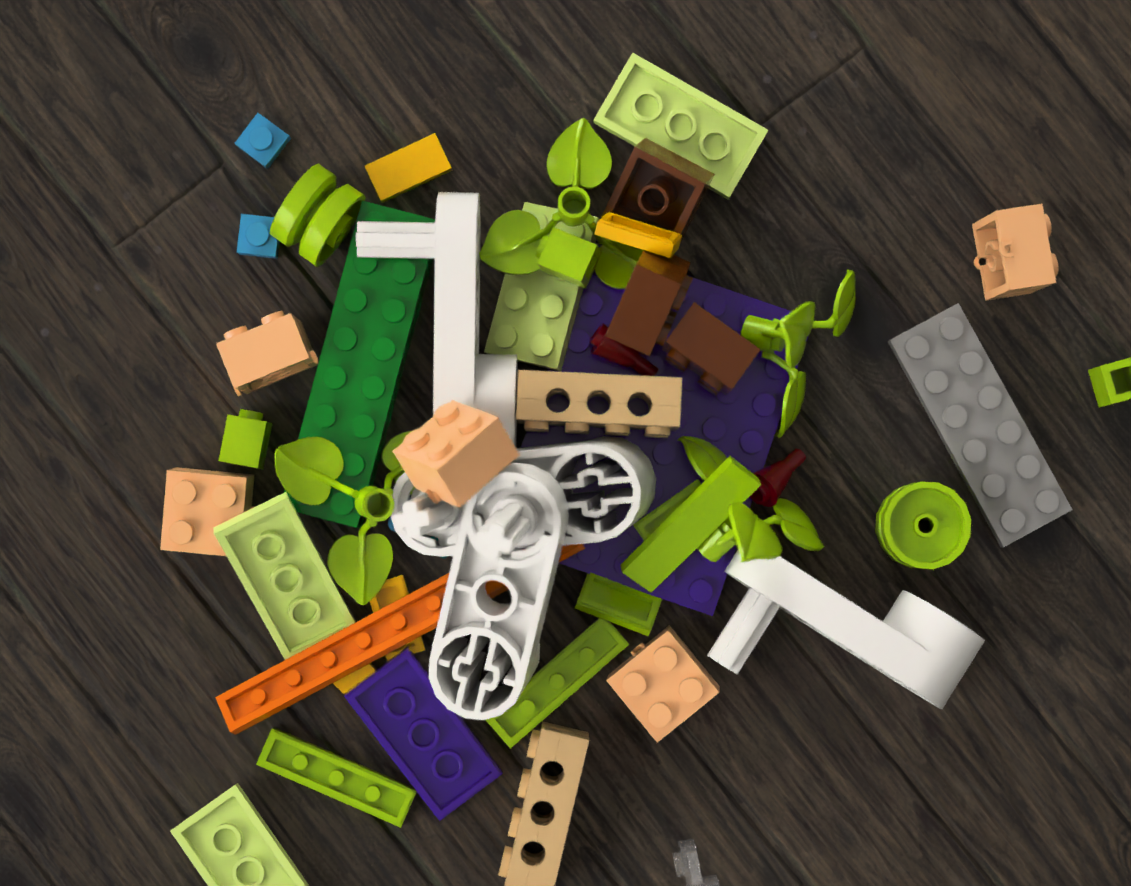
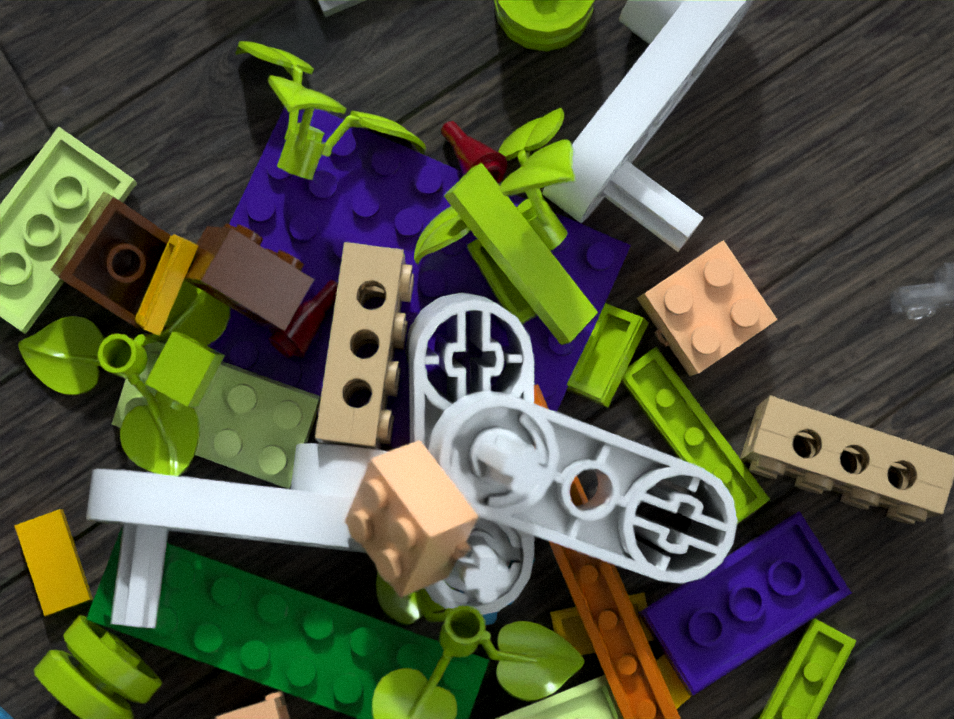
camera: 85 degrees left, 5 degrees down
(709, 350) = (315, 211): reddish brown brick -> none

